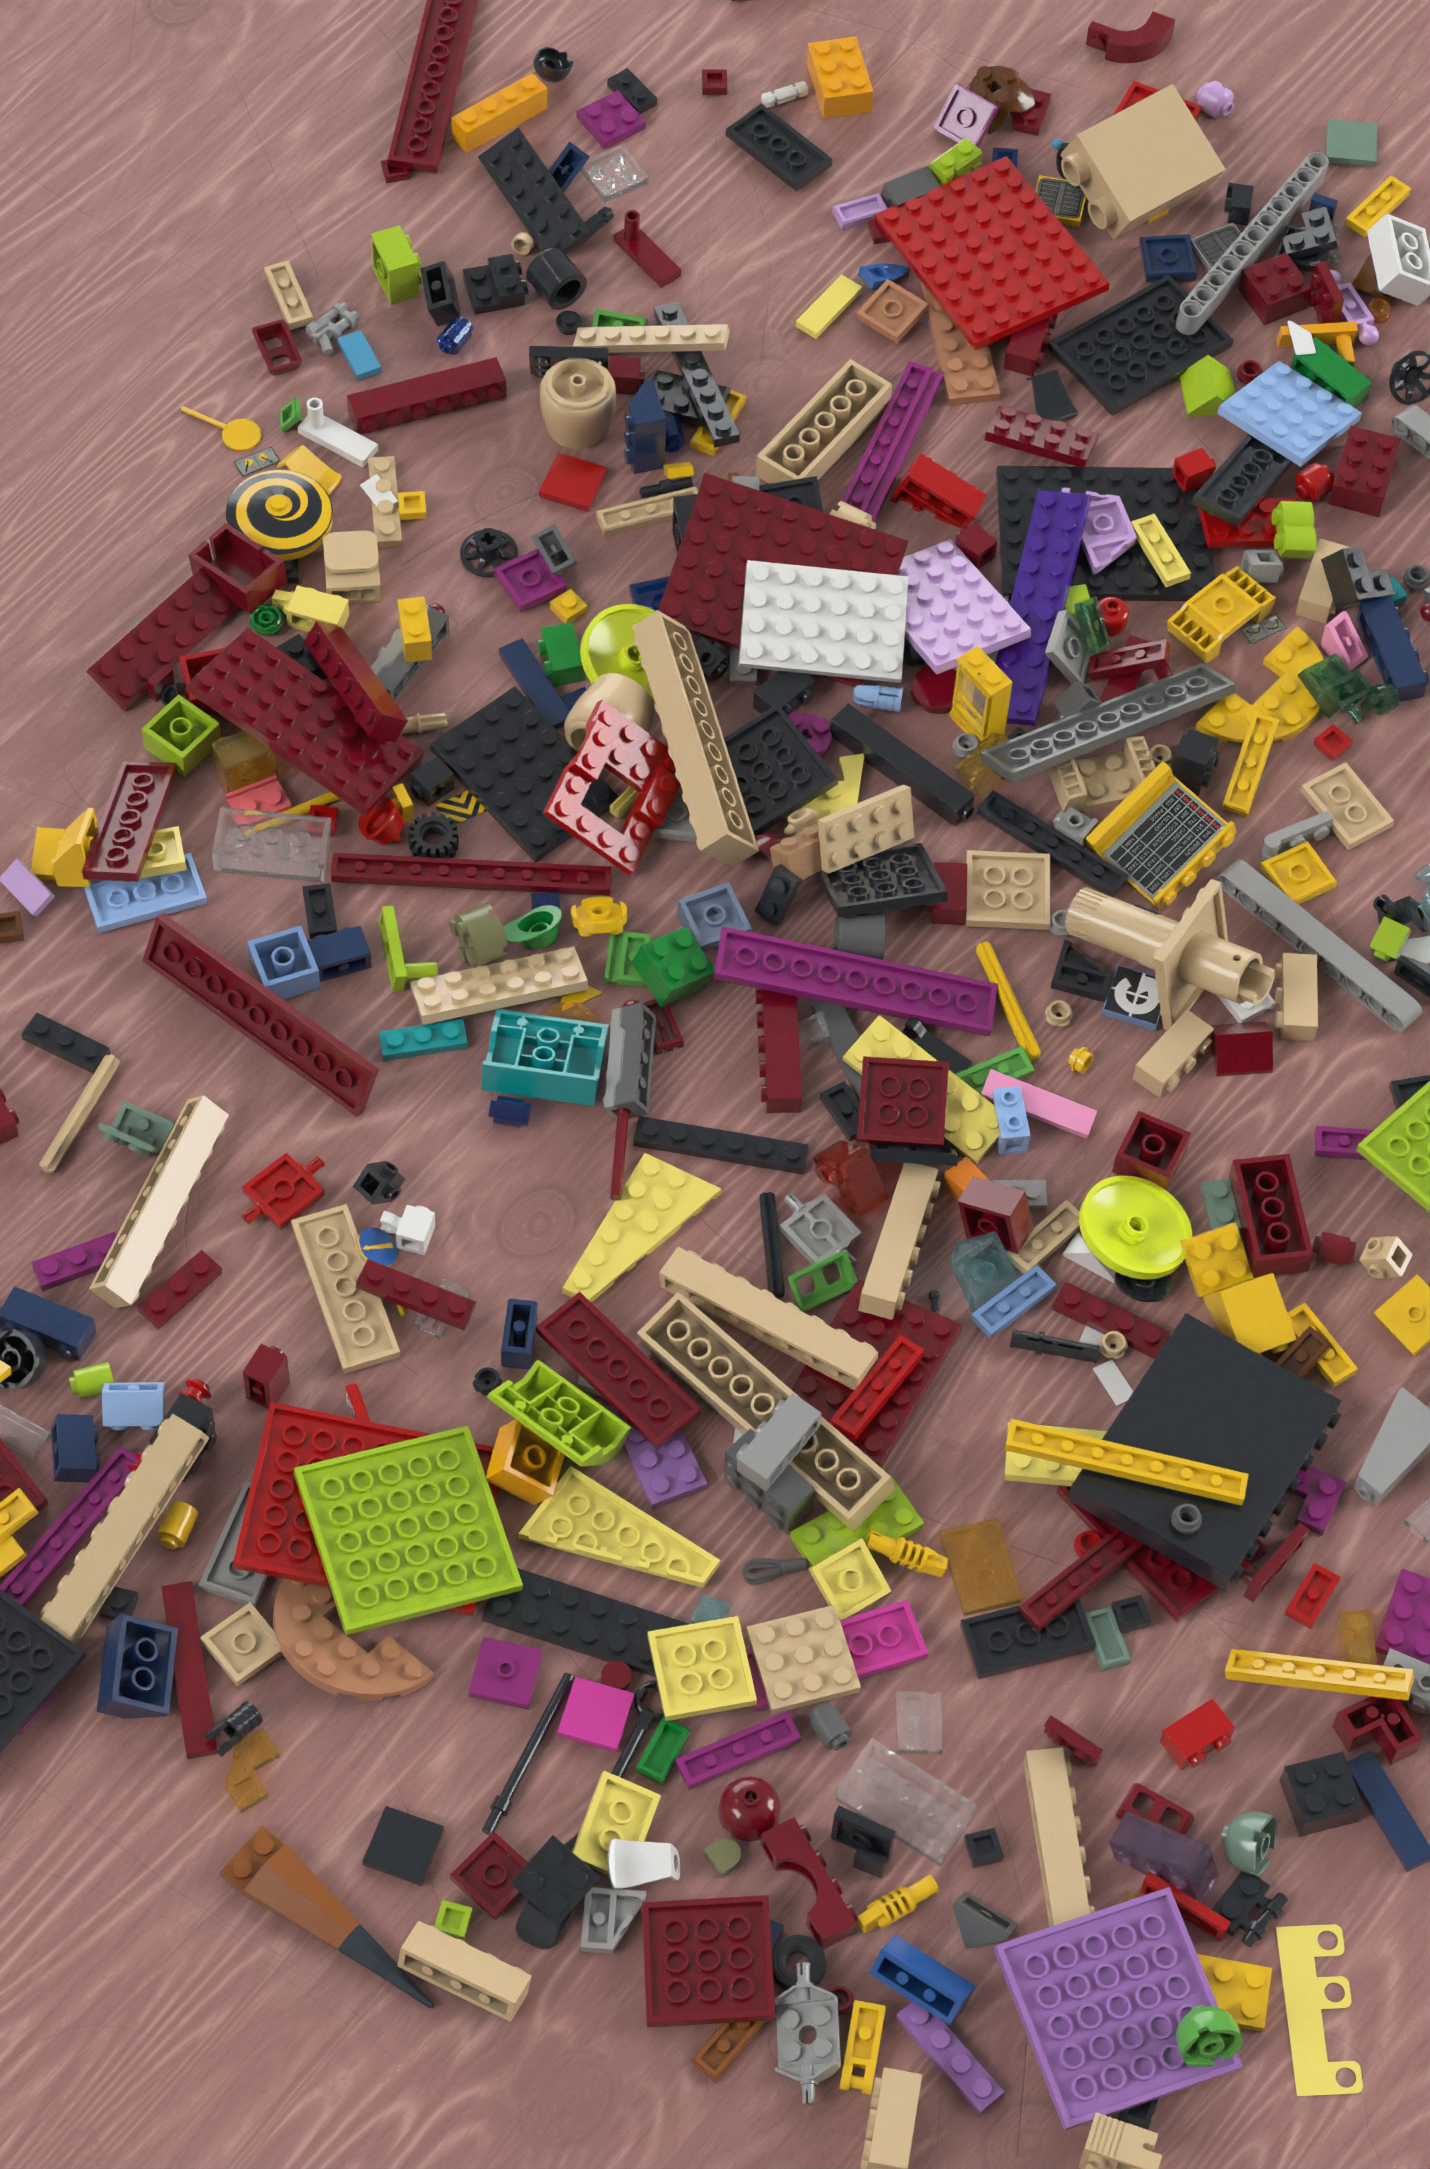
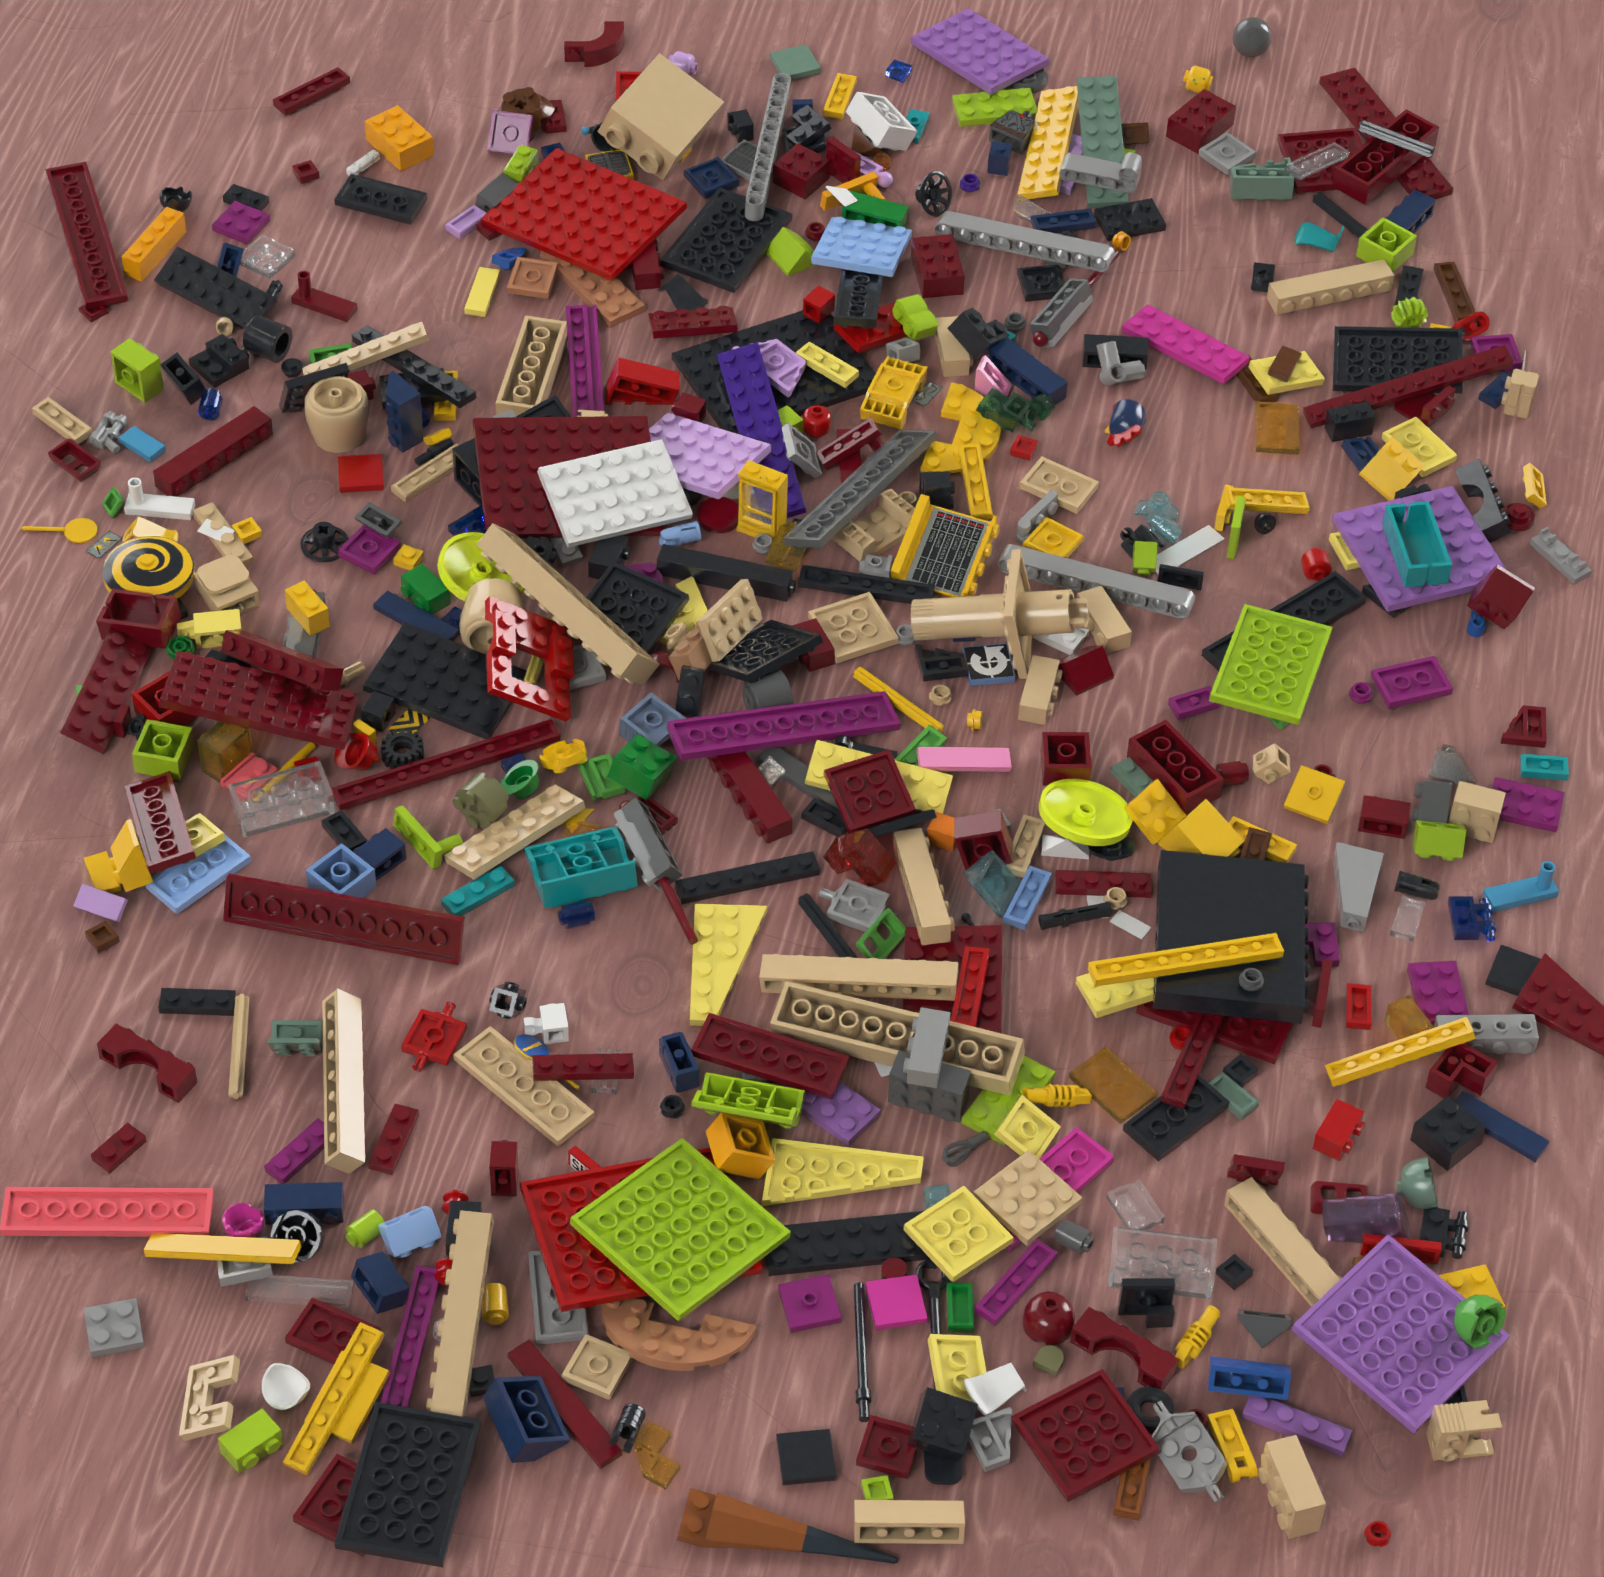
camera: 25 degrees left, 10 degrees down
(1012, 1121) = (958, 778): light blue bracket -> none
(1076, 699) = (826, 483): dark grey brick -> none
(1092, 626) = (813, 434): clear green plate -> none
(1304, 2002) = (1522, 1281): light yellow piece -> none
(1314, 482) = (906, 284): red head -> none

